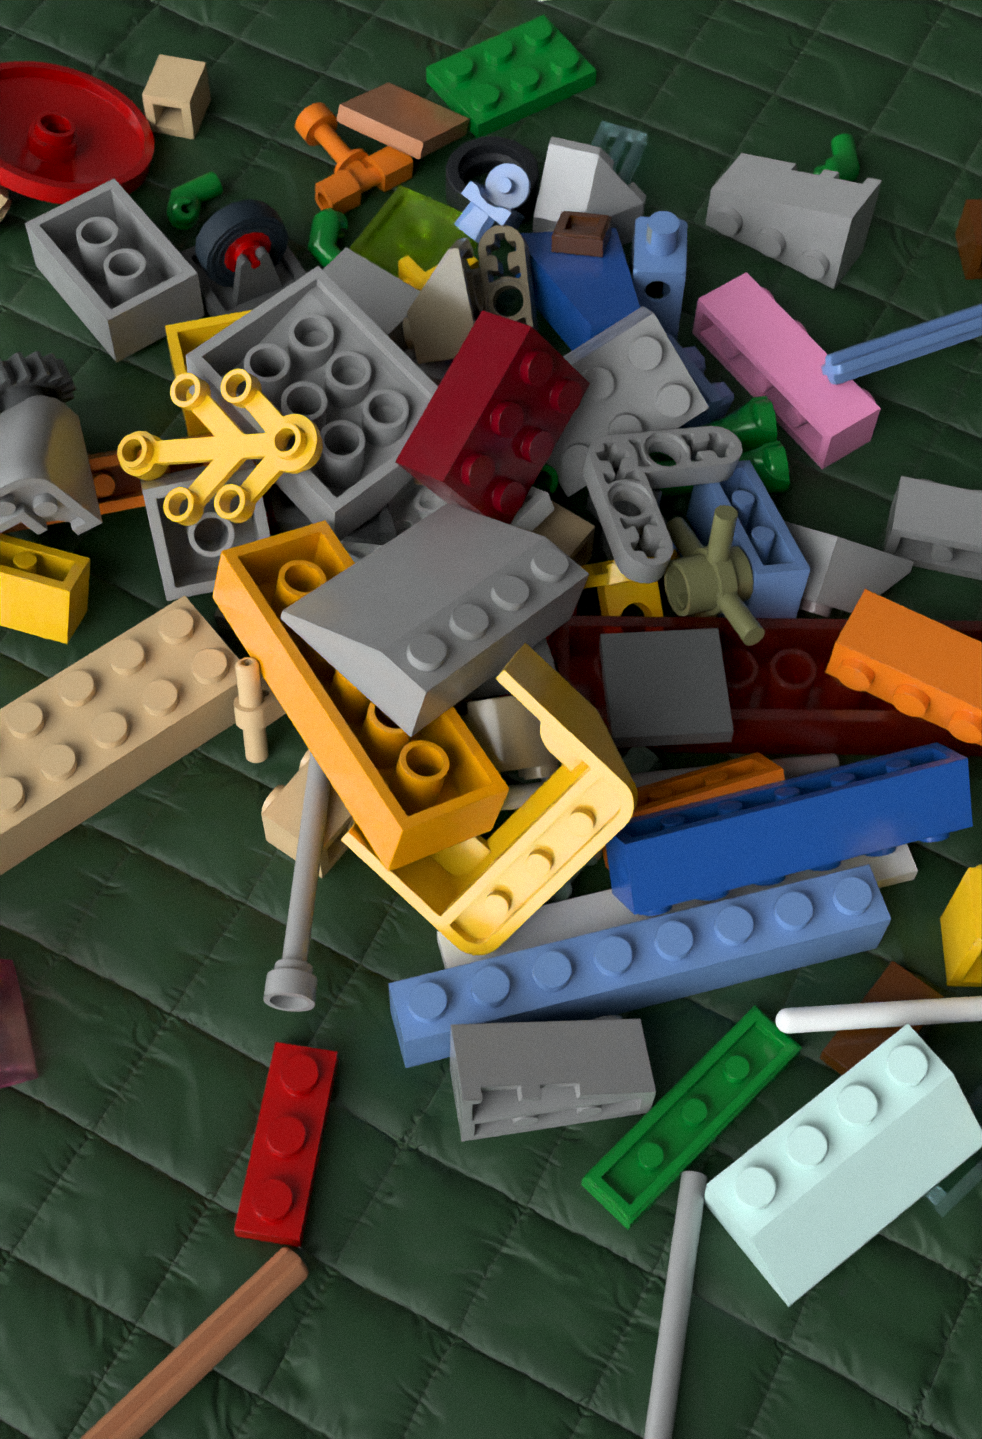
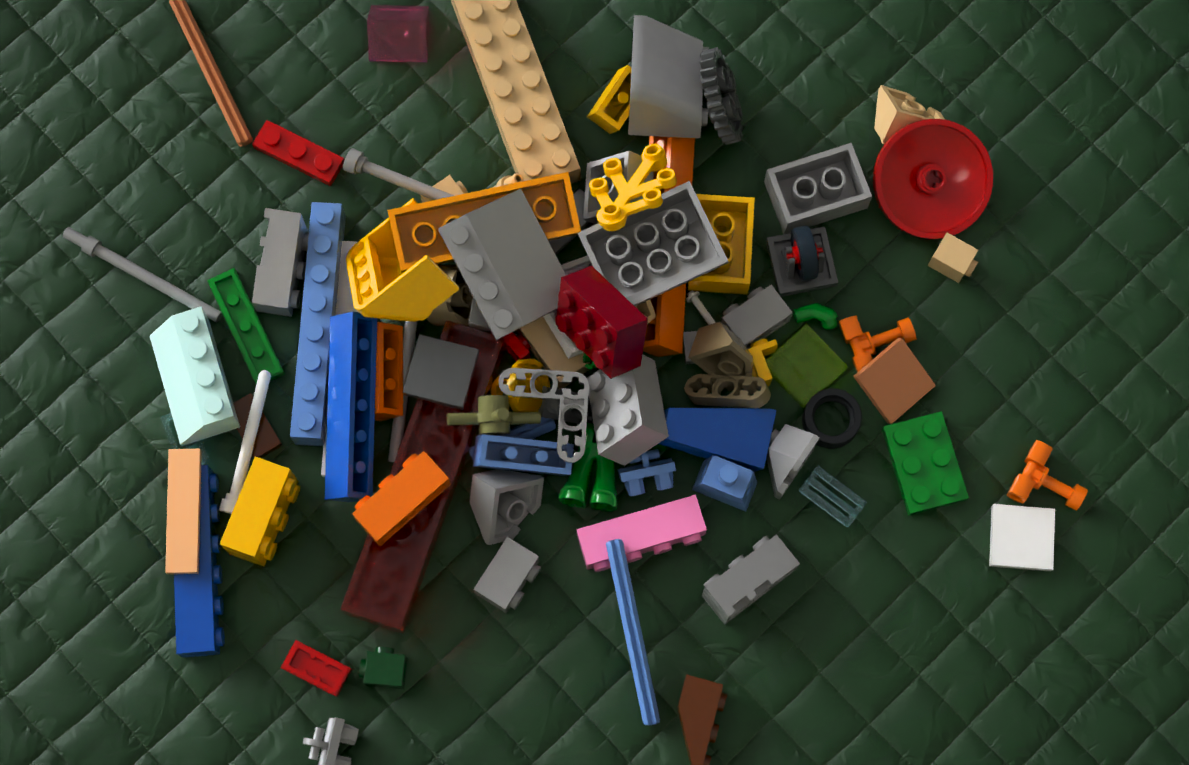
camera: 110 degrees right, 15 degrees up
(186, 199) = (873, 246): green arm -> none
(493, 204) = (786, 393): hips -> none
(581, 233) = (756, 441): reddish brown tile -> none
(843, 160) = (787, 636): green arm -> none

